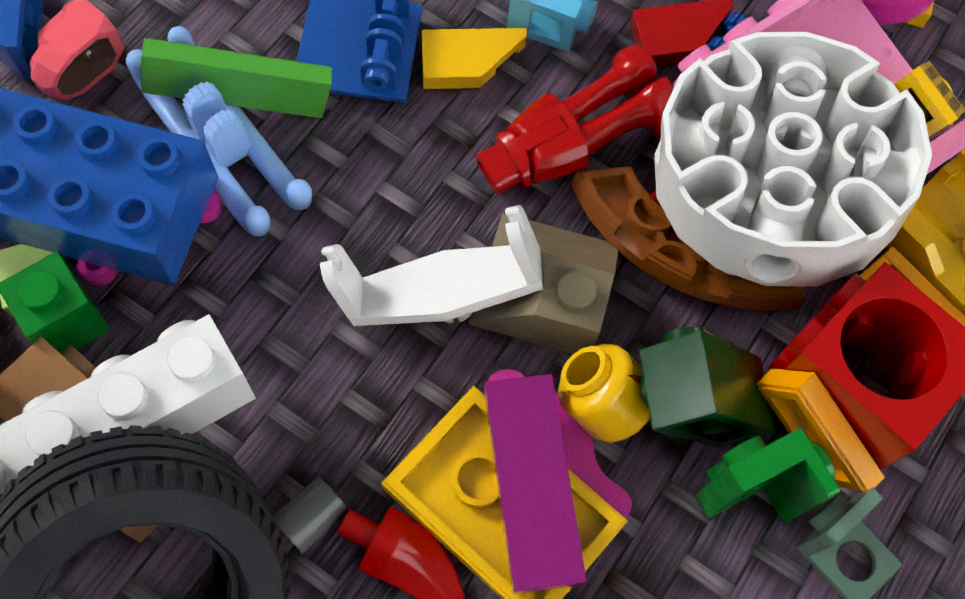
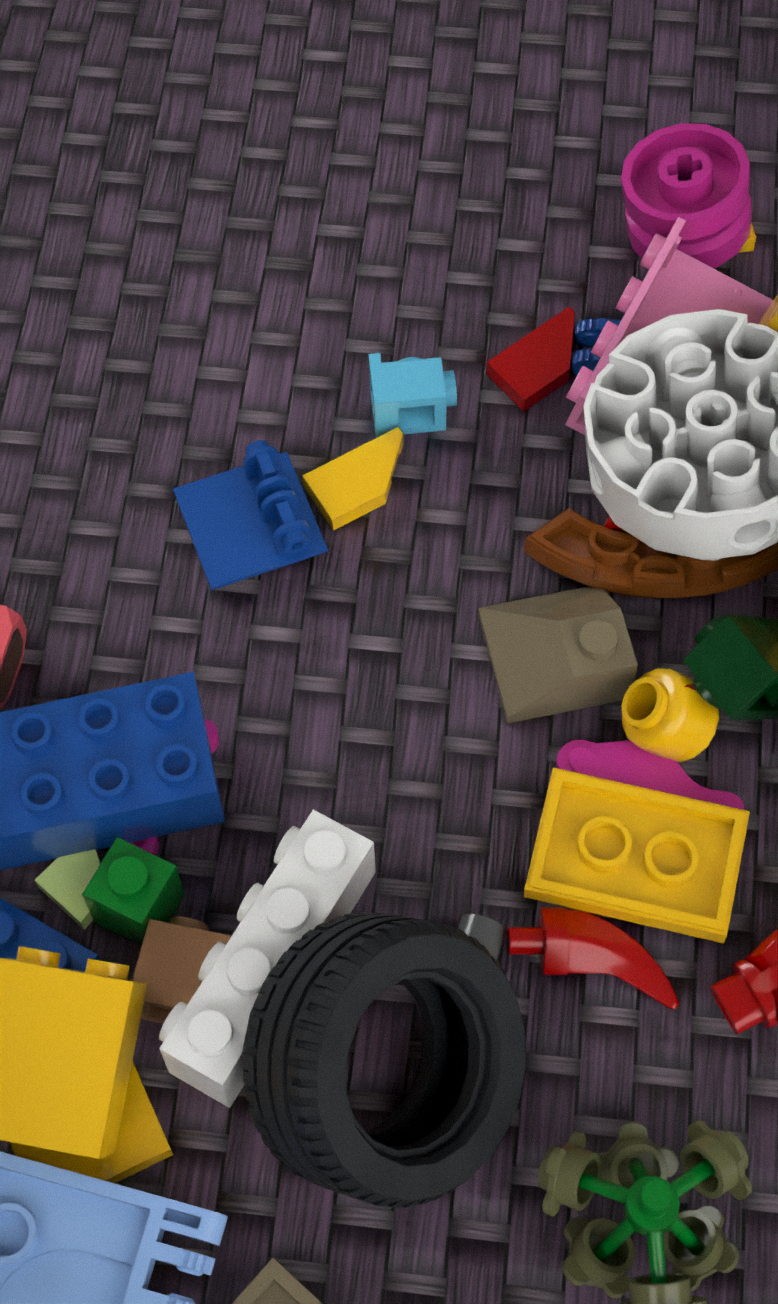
camera: 20 degrees left, 5 degrees down
(228, 139) = (173, 654): light blue piece -> none
(239, 77) = (167, 605): bright green tile -> none
(439, 284) = (470, 694): white piece -> none
(533, 485) = (655, 818): magenta tile -> none
(547, 137) = (486, 521): red piece -> none

